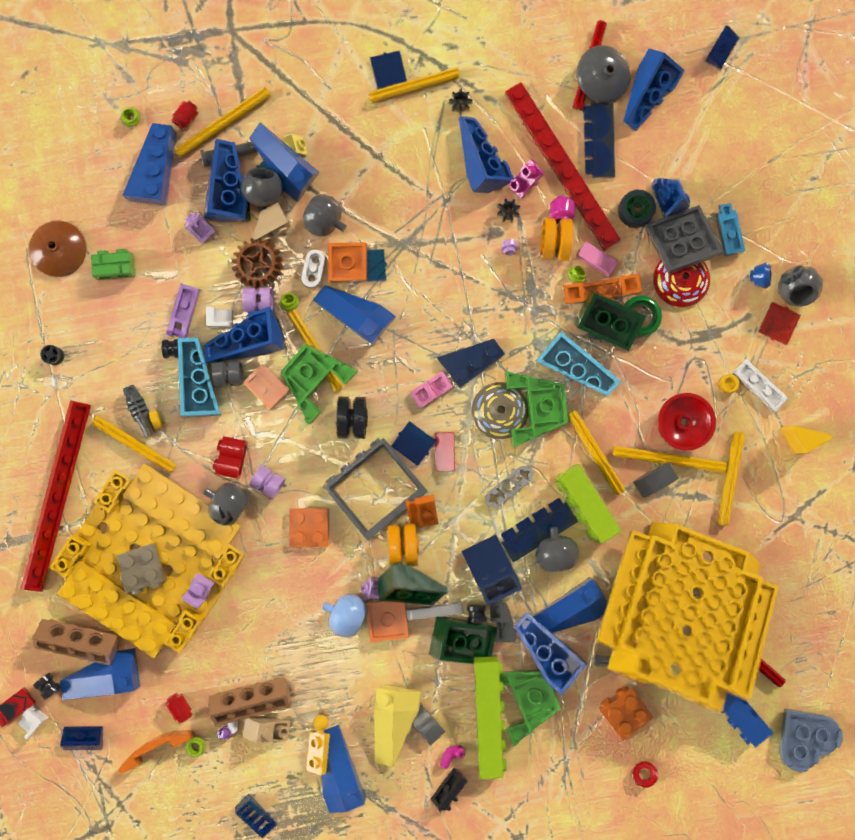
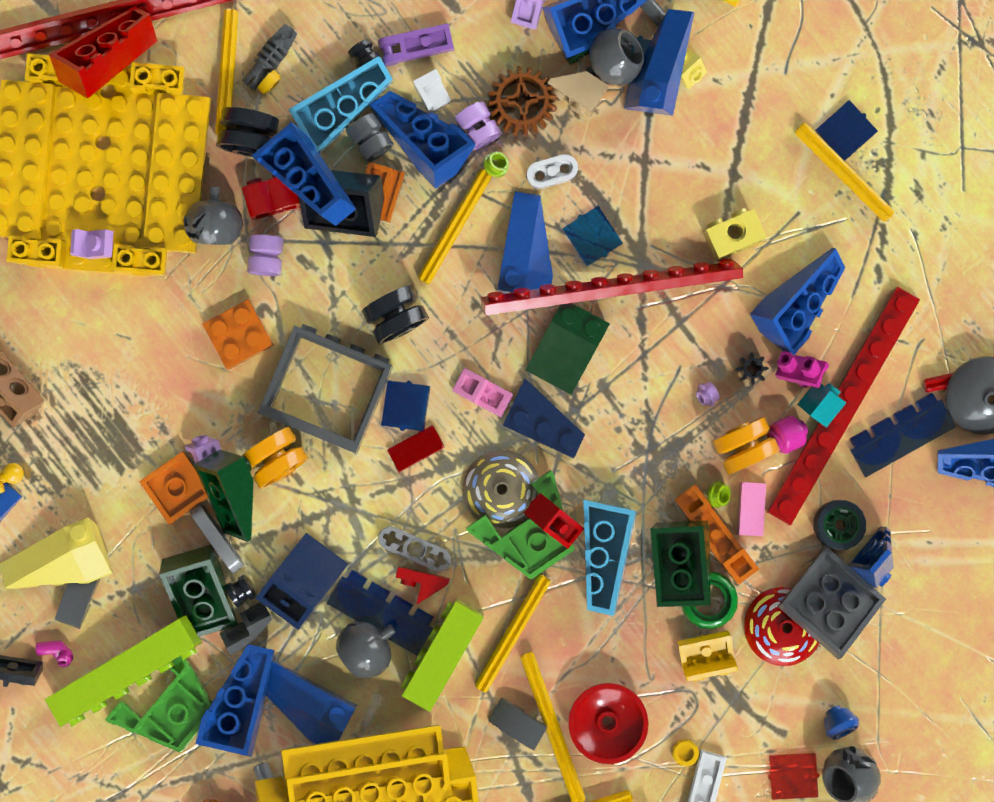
camera: 60 degrees right, 0 degrees up
(76, 516) = (103, 52): none -> red wedge
(141, 569) = (82, 162): dark tan plate -> none
(180, 450) = (245, 130): none -> black wheel
(224, 426) = (303, 170): none -> blue wedge
(259, 414) = (367, 197): none -> black slope
(307, 372) = (423, 232): bright green wing -> none
(323, 215) = (622, 148): dark grey piece -> none
(346, 615) = (156, 435): light blue piece -> none
(347, 262) = (582, 208): orange plate -> none
(407, 274) = (605, 288): none -> red plate
(416, 163) = (750, 233): none -> light yellow brick
(422, 511) = (328, 460): orange plate -> none
(431, 319) = (567, 347): none -> dark green slope
(464, 97) = (851, 246): black gear -> none
(536, 488) = (429, 582): none -> red slope
(539, 386) = (553, 520): none -> red slope
(554, 177) = (822, 403): none -> teal brick
(676, 336) = (707, 656): none -> yellow bracket
(729, 230) = (875, 653): dark azure hinge -> none

